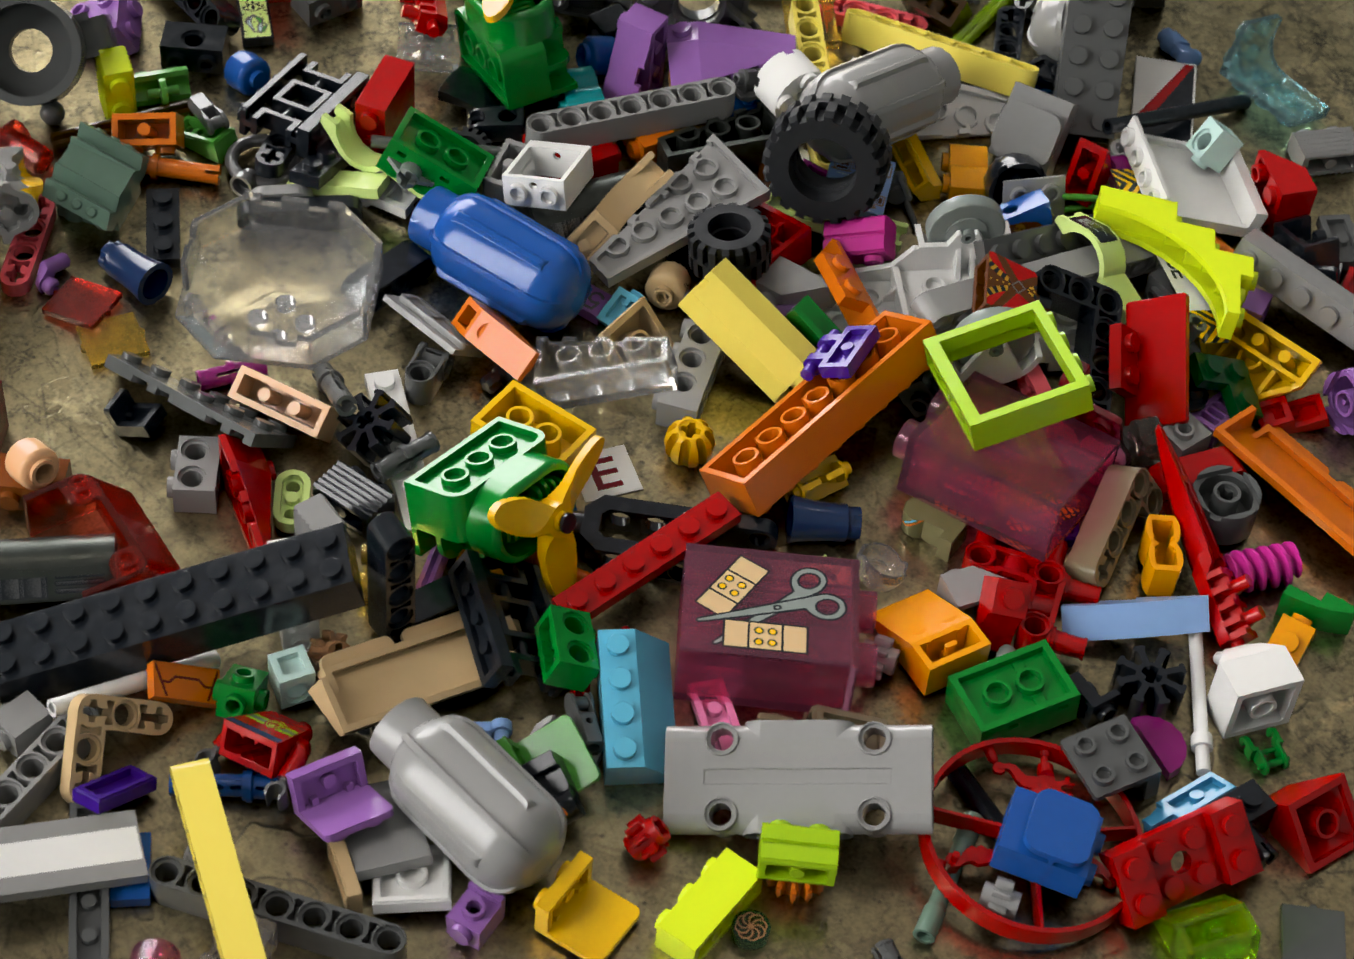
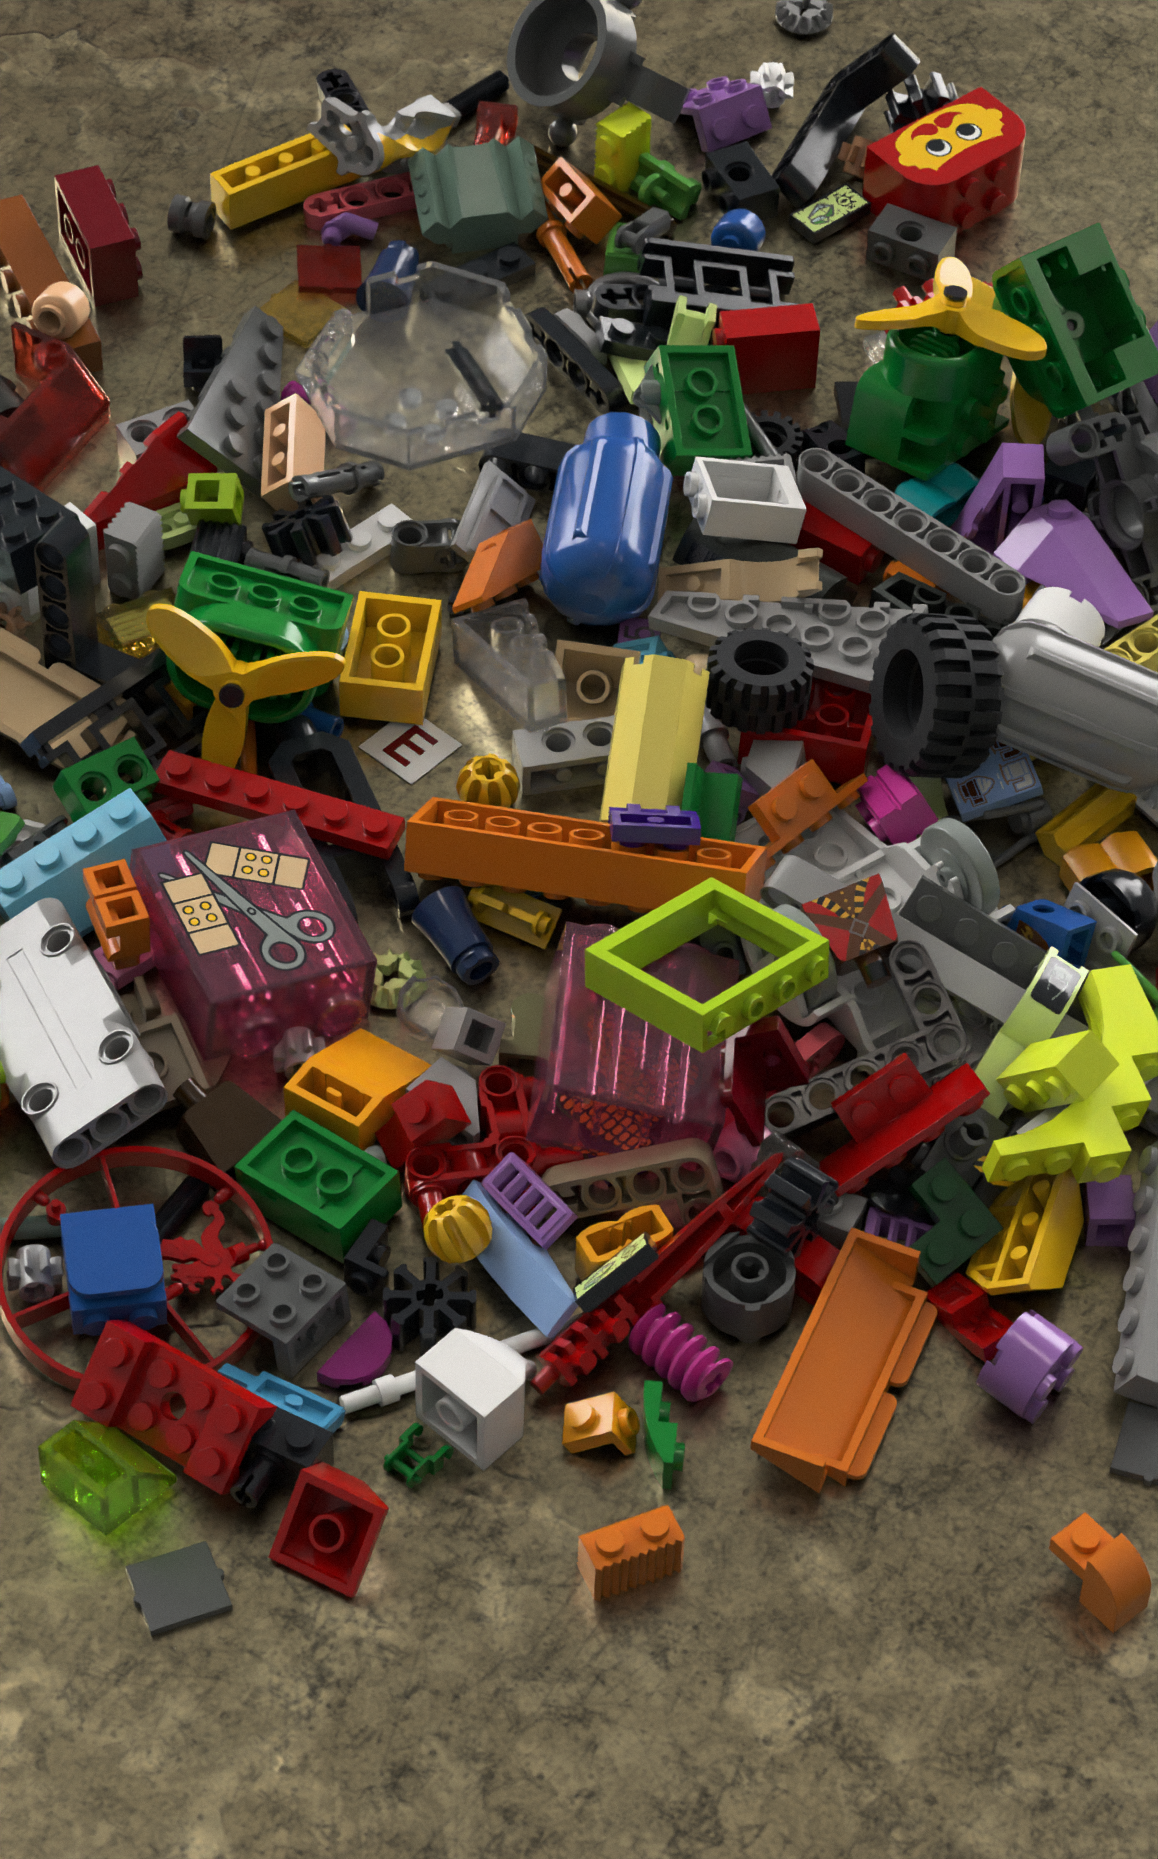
camera: 65 degrees right, 0 degrees up
(309, 455) = (213, 498): none -> lime brick
(323, 256) = (474, 380): none -> black axle
(700, 700) = (117, 913): none -> orange hips
(932, 551) = (468, 1036): none -> light grey brick
(945, 715) = (221, 1124): none -> dark brown torso
(1078, 586) = (509, 1181): none -> medium lavender slope
(1110, 630) = (457, 1229): none -> yellow piece
(1175, 258) = (1057, 1072): none -> neon yellow brick
(1201, 442) = (792, 1207): none -> black gear
(1202, 559) = (615, 1272): none -> black tile

